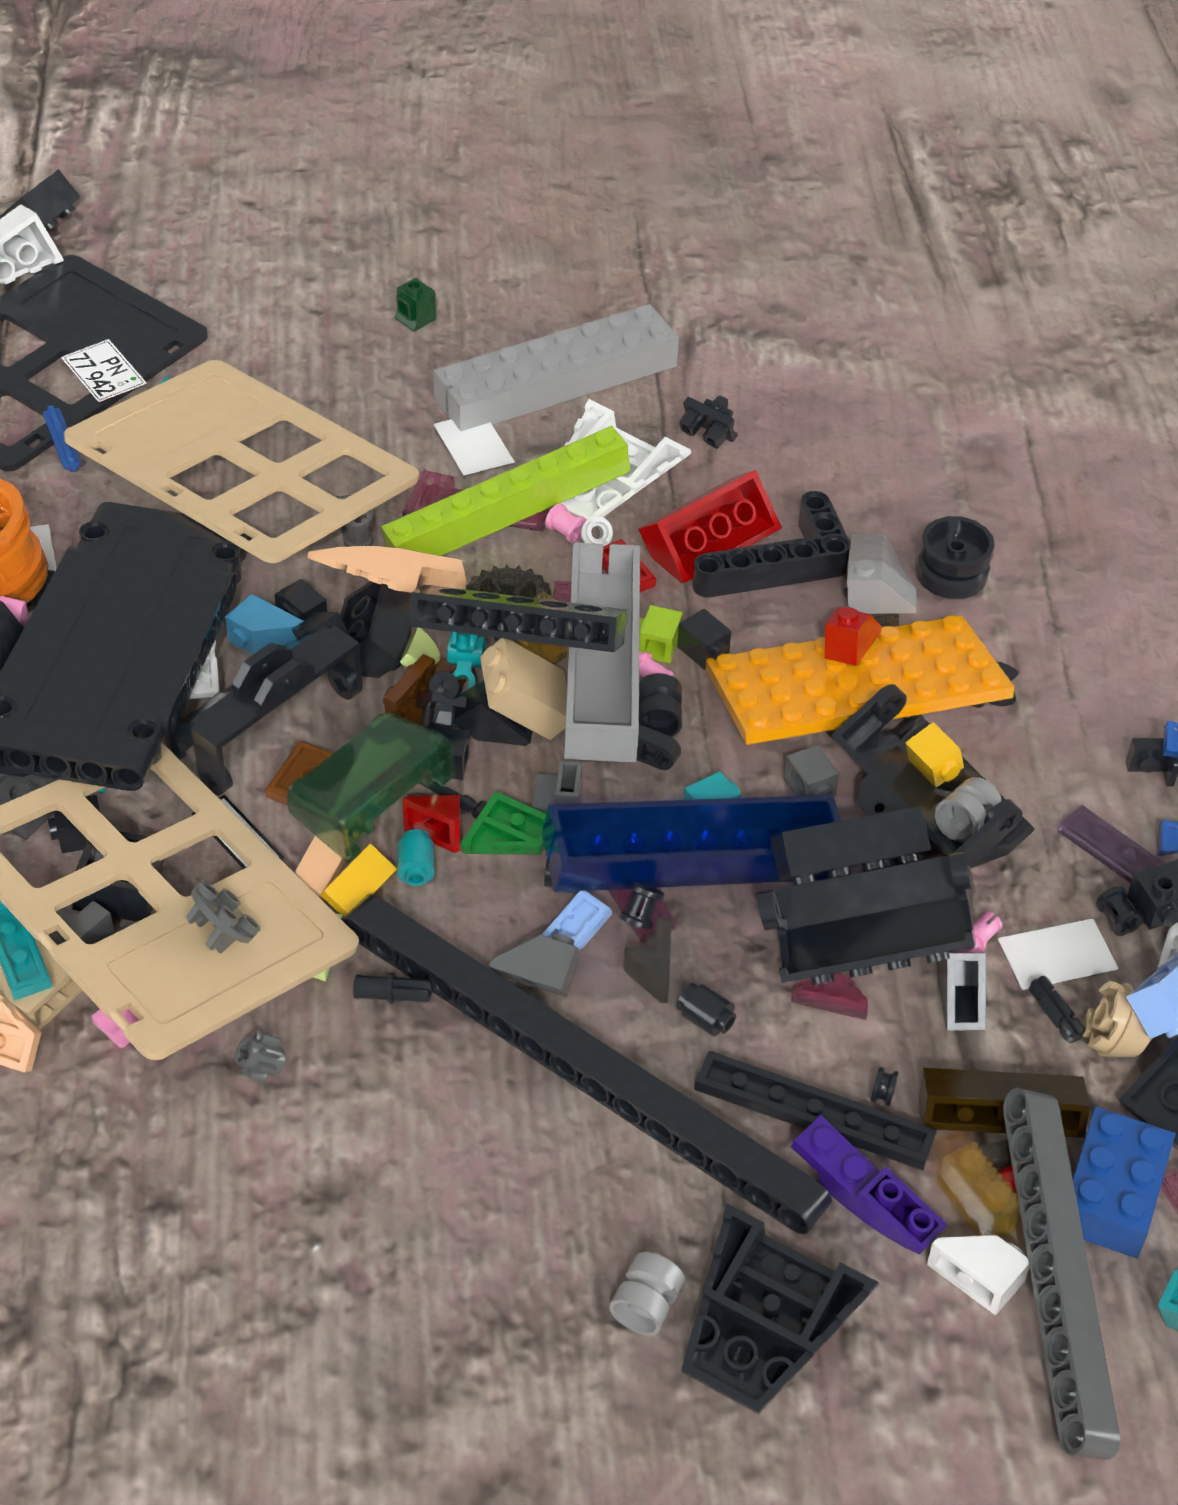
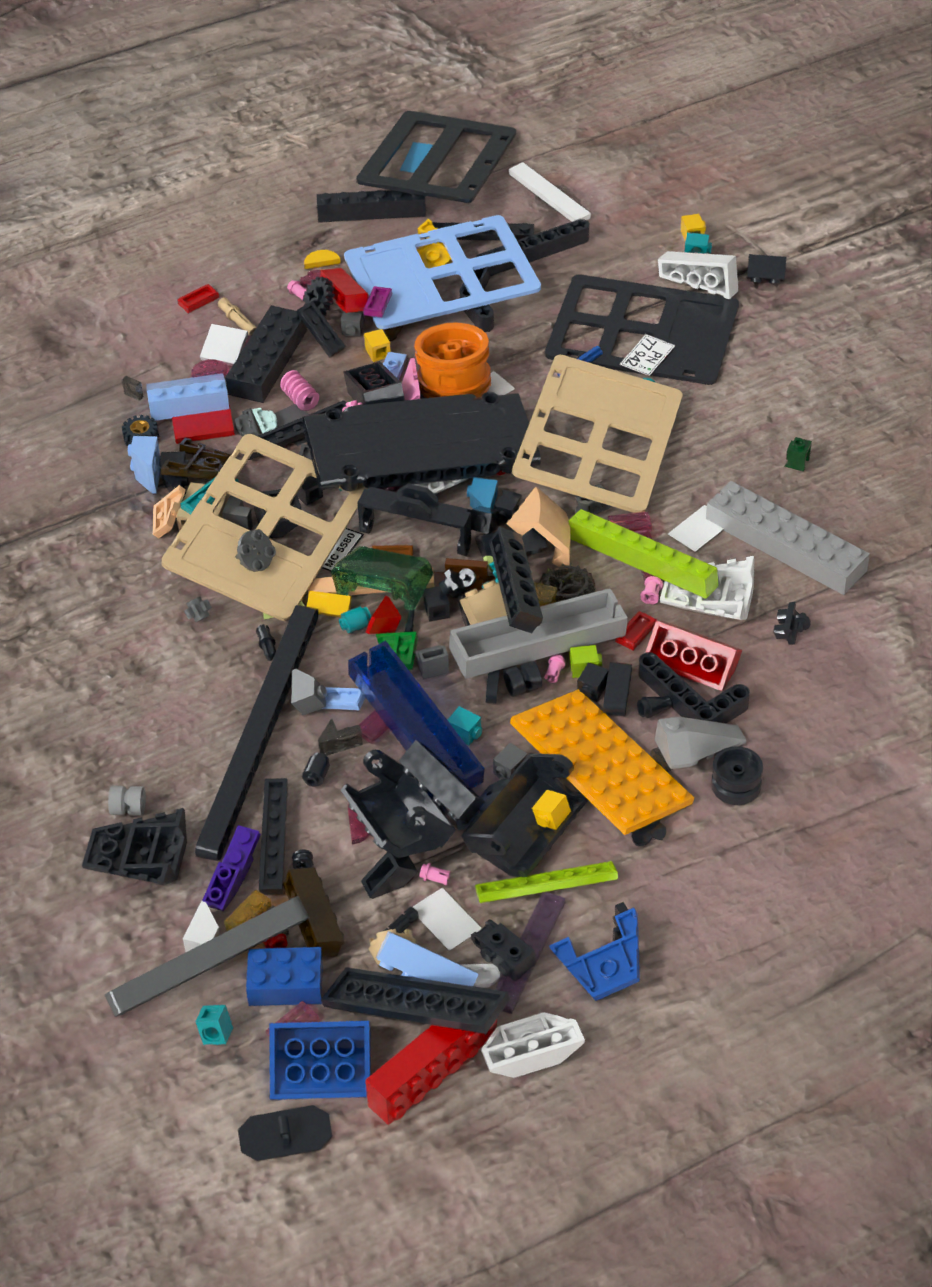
camera: 70 degrees right, 0 degrees up
(604, 527) = (648, 603): white plate -> none
(632, 914) = (365, 713): black bush -> none
(749, 624) = (617, 689): none -> black beam
(780, 599) = (651, 706): none -> black cone
(849, 635) = (624, 739): red slope -> none
(965, 809) = (517, 835): light grey wheel -> none
(1047, 815) = (546, 881): none -> lime tile

